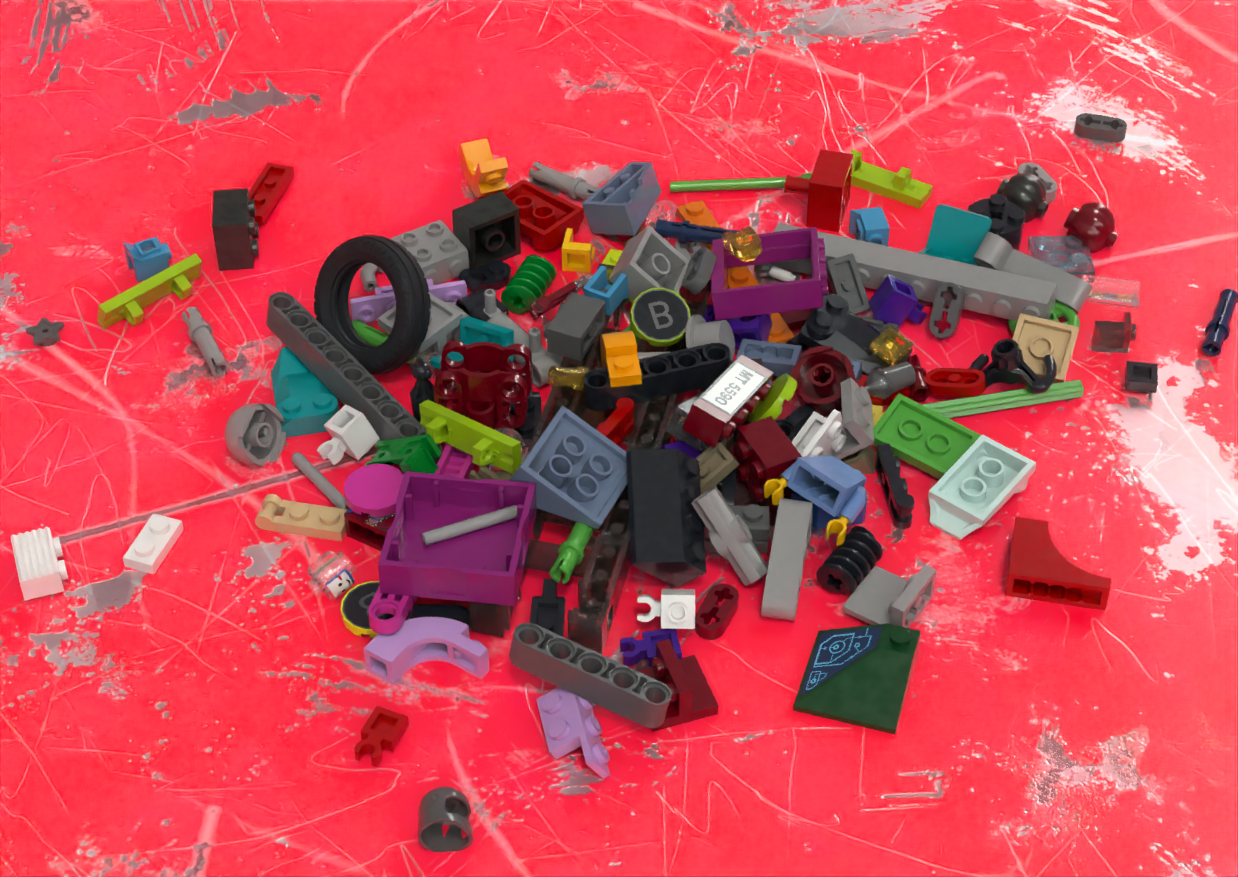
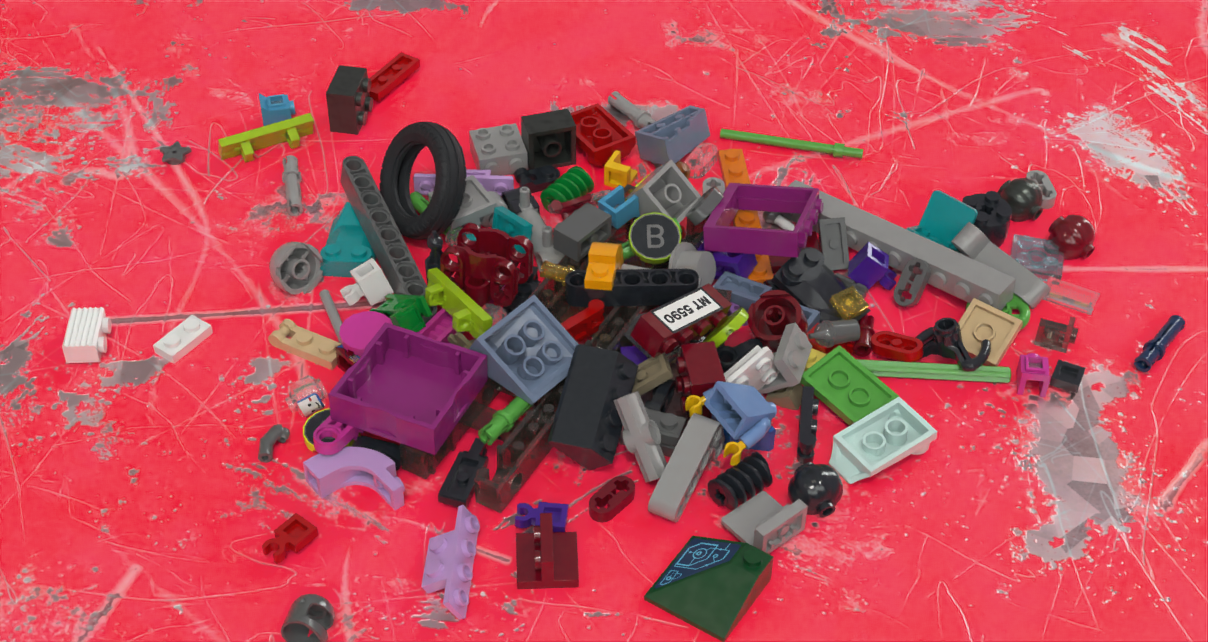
camera: 15 degrees right, 0 degrees up
(305, 636) = (267, 442): none -> dark grey arm
(469, 525) = (422, 379): light grey piece -> none
(481, 171) = (568, 87): light orange arch -> none
(590, 675) = (473, 528): dark grey beam -> none
(674, 608) = (572, 487): white brick -> none
(689, 232) = (715, 172): dark blue pin -> none
(744, 244) = (750, 191): clear yellow plate -> none
(826, 189) = (847, 160): red brick -> none
(869, 225) = (875, 198): dark azure window -> none
(889, 184) = (900, 160): lime hinge -> none
(930, 546) = (817, 487): none -> black plant
(1045, 575) = (908, 531): red arch -> none
(1100, 127) = (1116, 152): dark grey beam -> none
(1103, 375) = (1033, 368): none -> dark pink window

